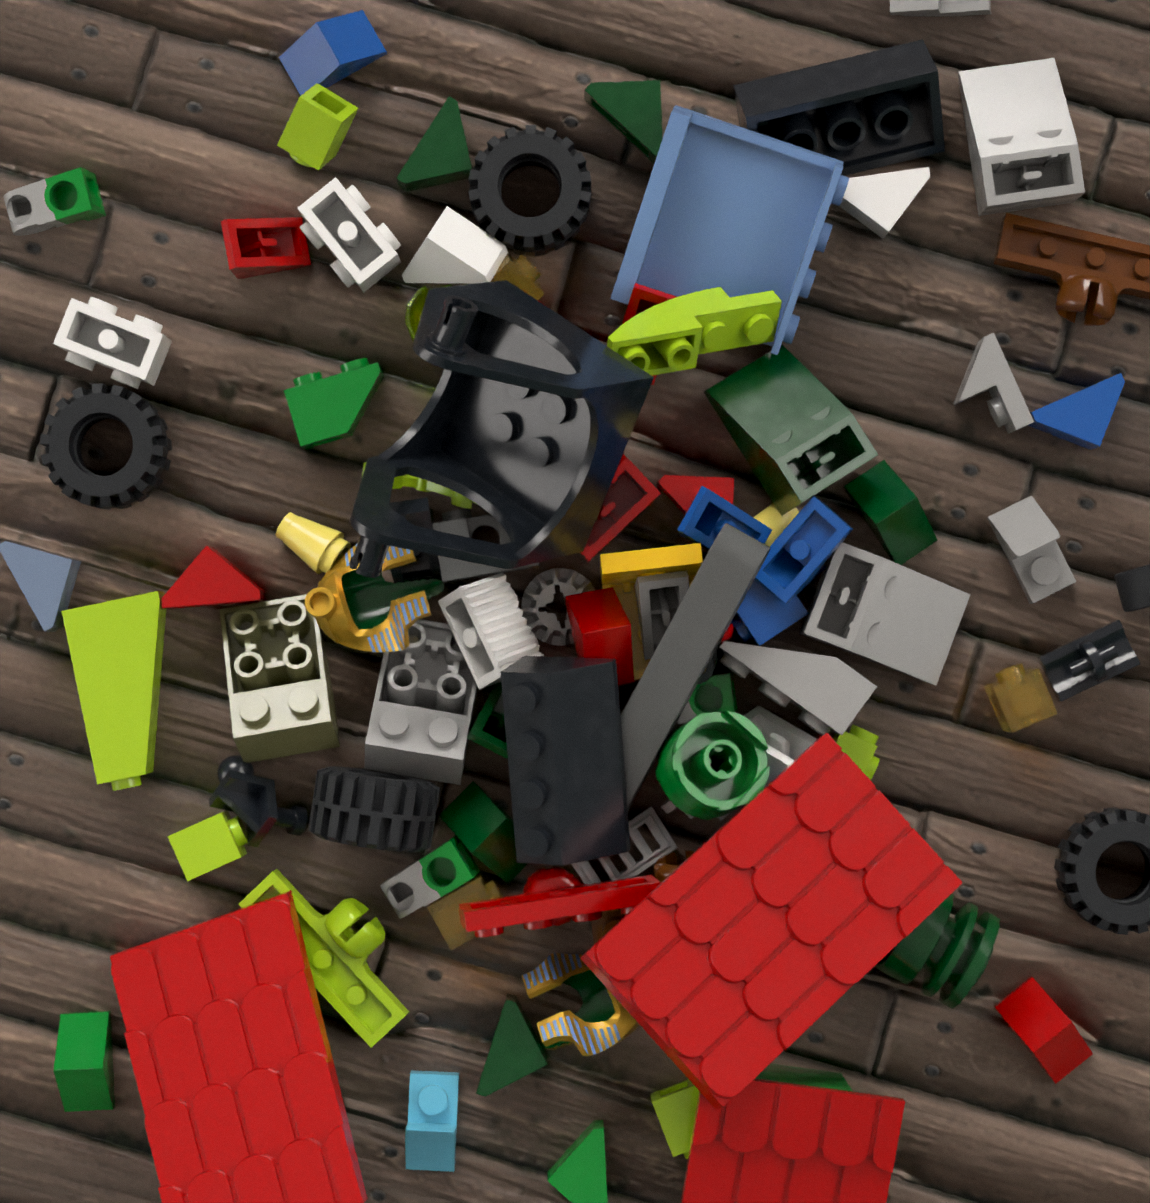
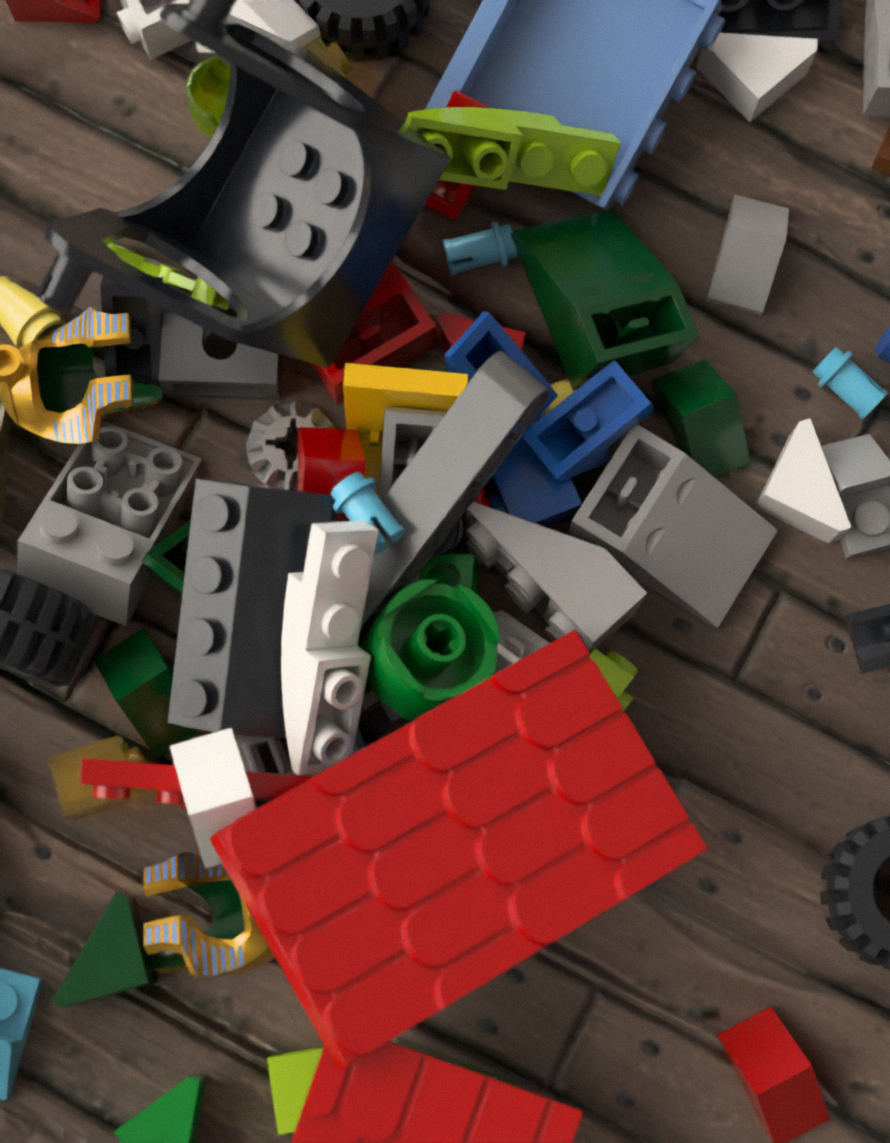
camera: 10 degrees right, 10 degrees down
(333, 405) = (86, 166): green slope -> none
(430, 877) = (62, 726): leg -> none
(489, 627) = (199, 439): white brick -> none
(570, 913) = (212, 786): none -> white slope
(627, 786) = (320, 655): none -> white slope
(640, 668) = (360, 502): none -> medium azure pin
(679, 405) = (480, 249): none -> medium azure pin
(904, 359) = (749, 255): none -> light grey slope
(948, 949) = (666, 937): dark green wheel -> none
(983, 556) = (803, 488): none -> white slope
(991, 372) = (850, 287): light grey slope -> none
(1007, 456) = (849, 382): none -> medium azure pin
(1020, 697) = (816, 658): clear yellow brick -> none

